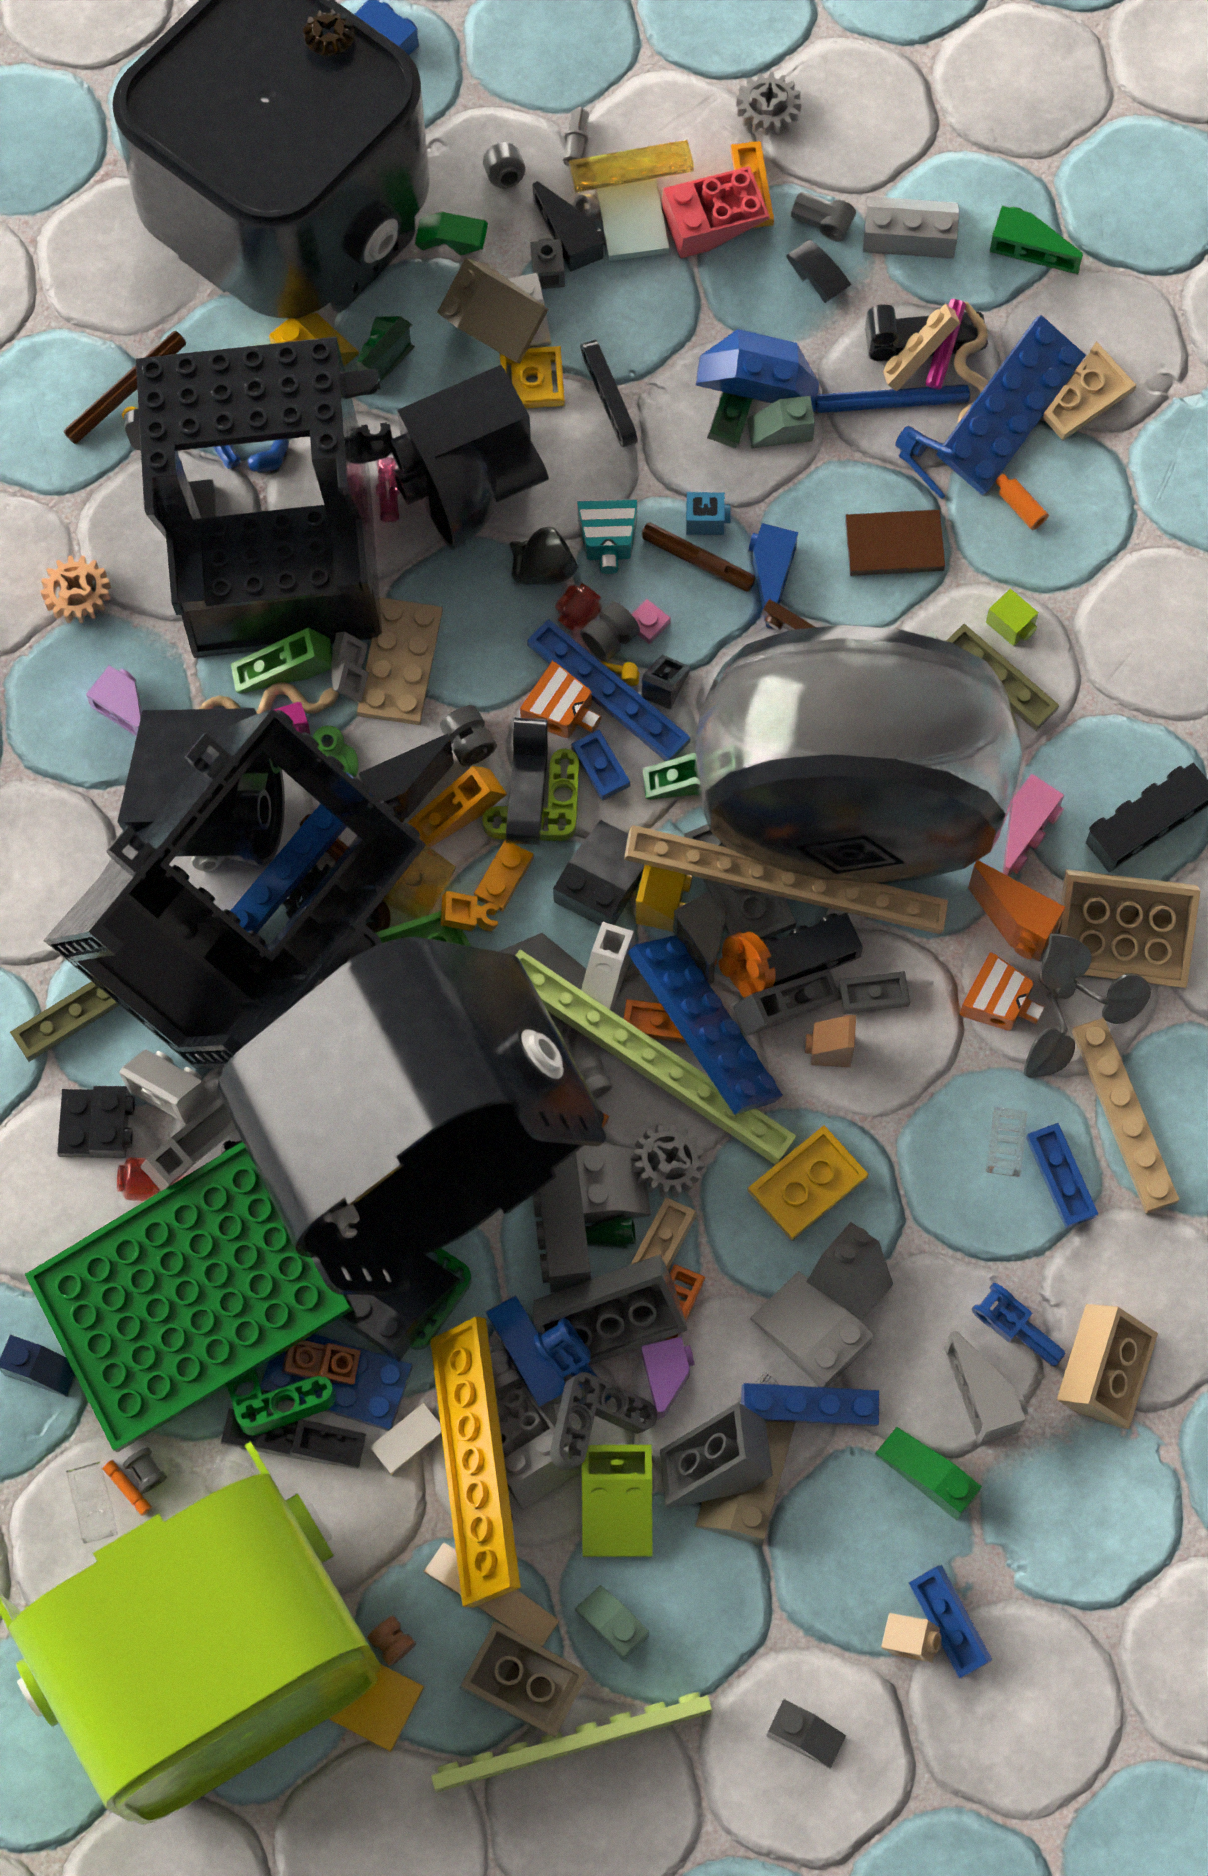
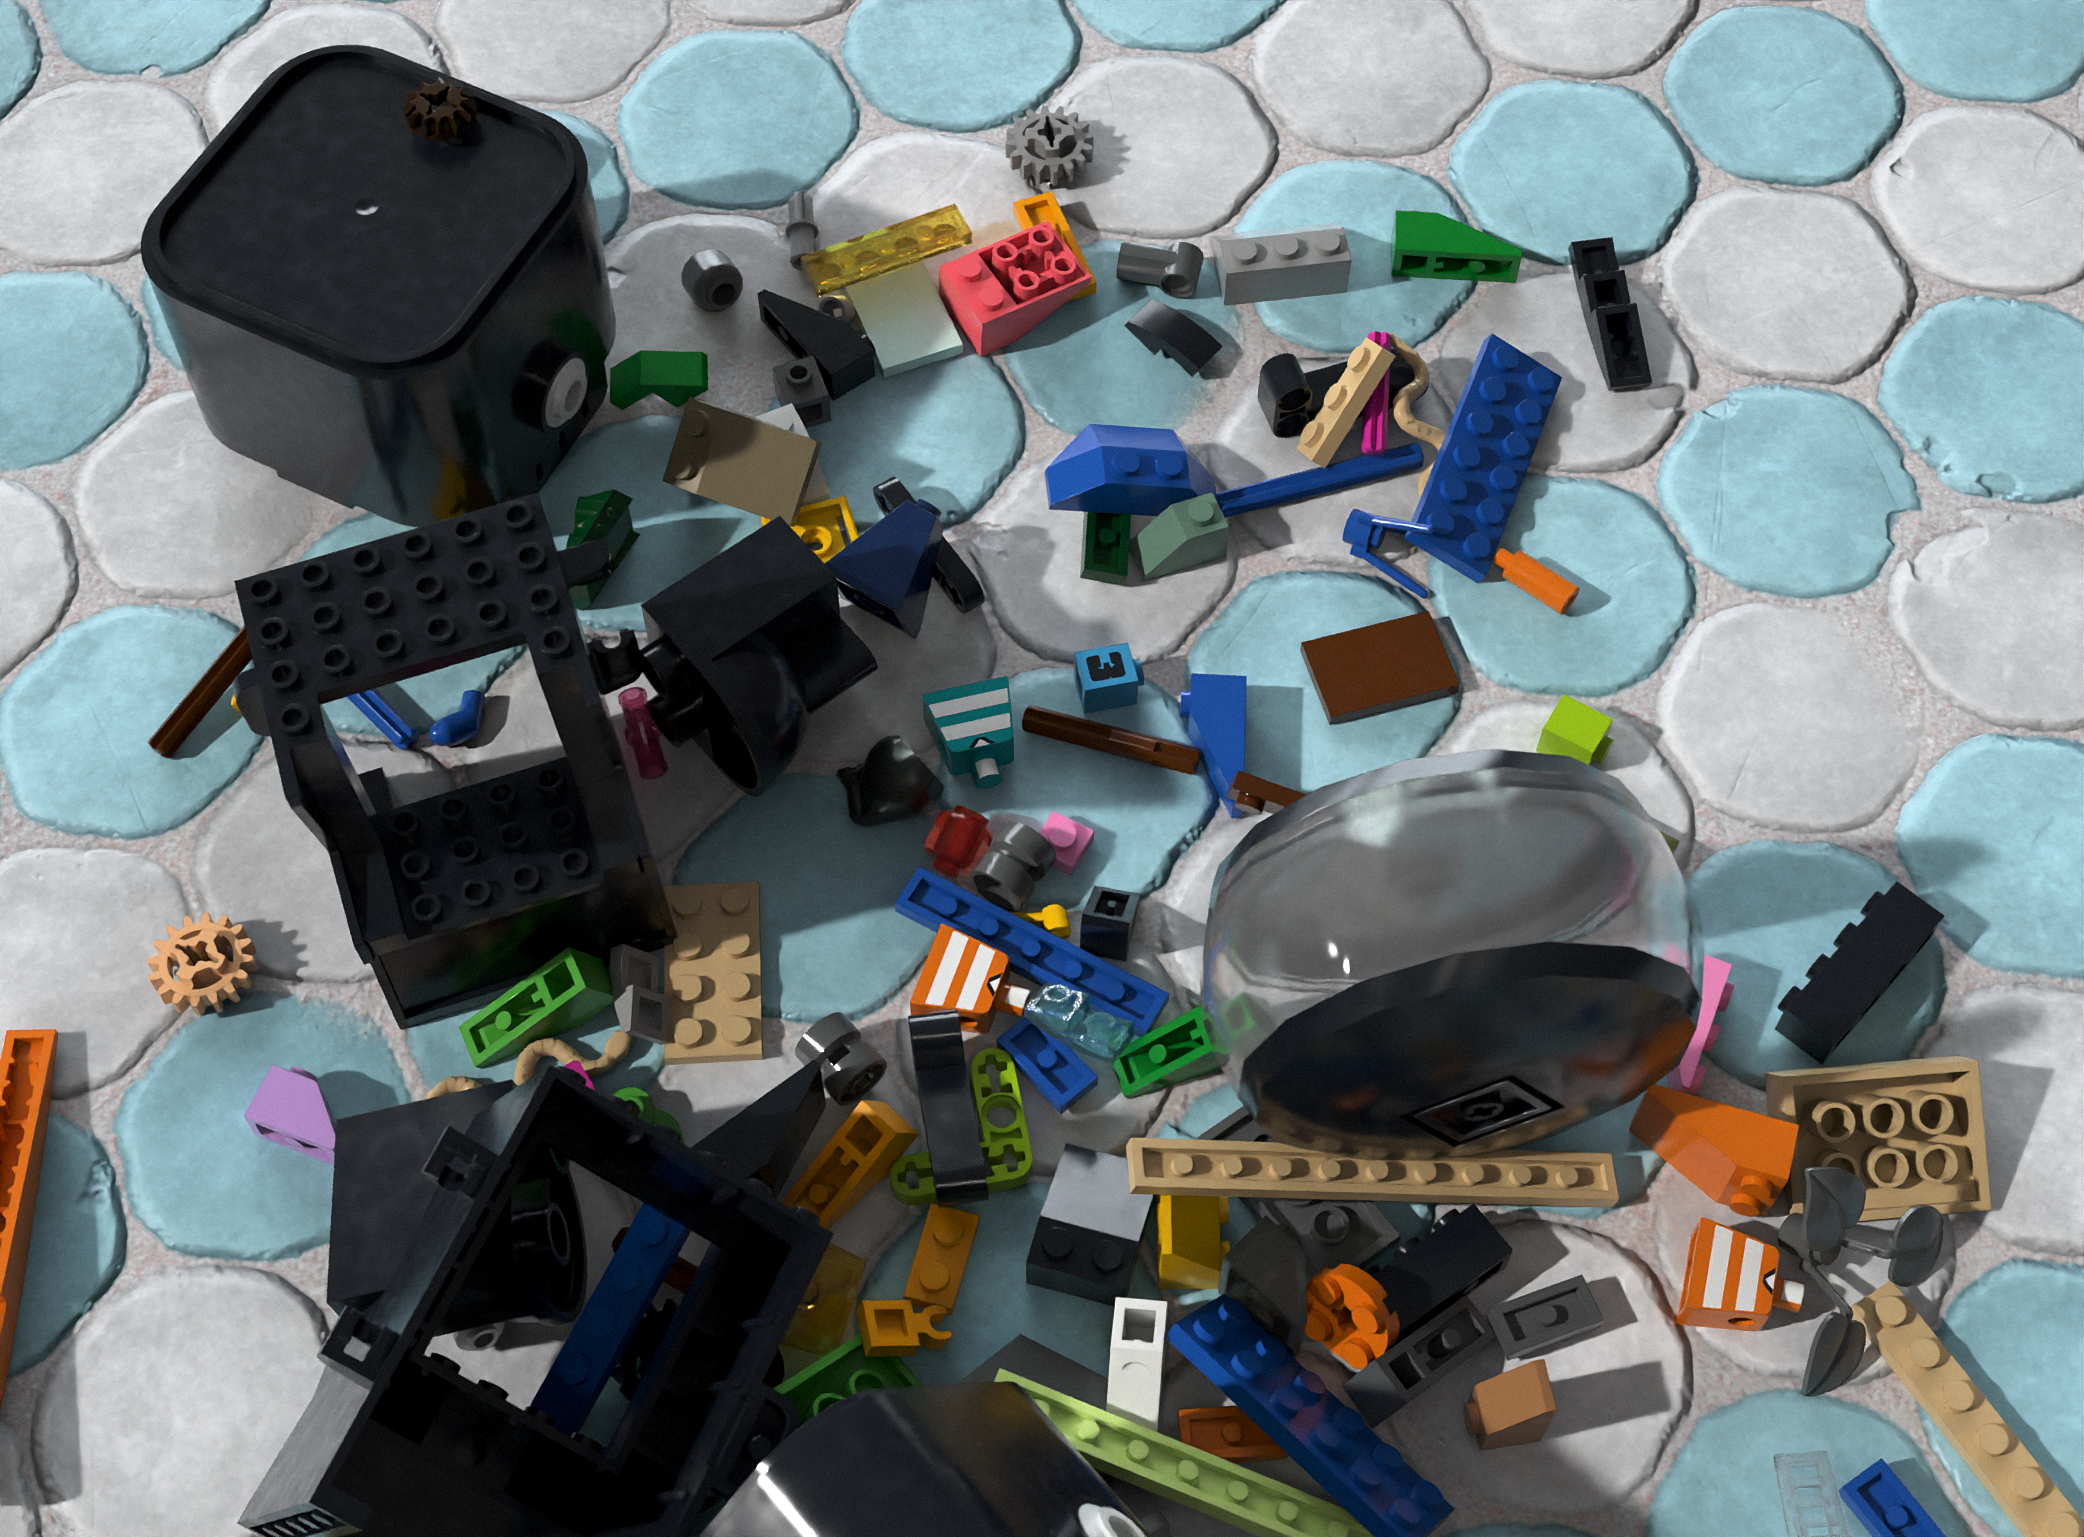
camera: 15 degrees left, 10 degrees down
(578, 405) = (892, 565): none -> dark blue slope
(622, 742) = (1068, 1018): none -> clear light blue slope
(1089, 393) = (1581, 424): tan wing -> none
(1135, 312) = (1609, 314): none -> black slope

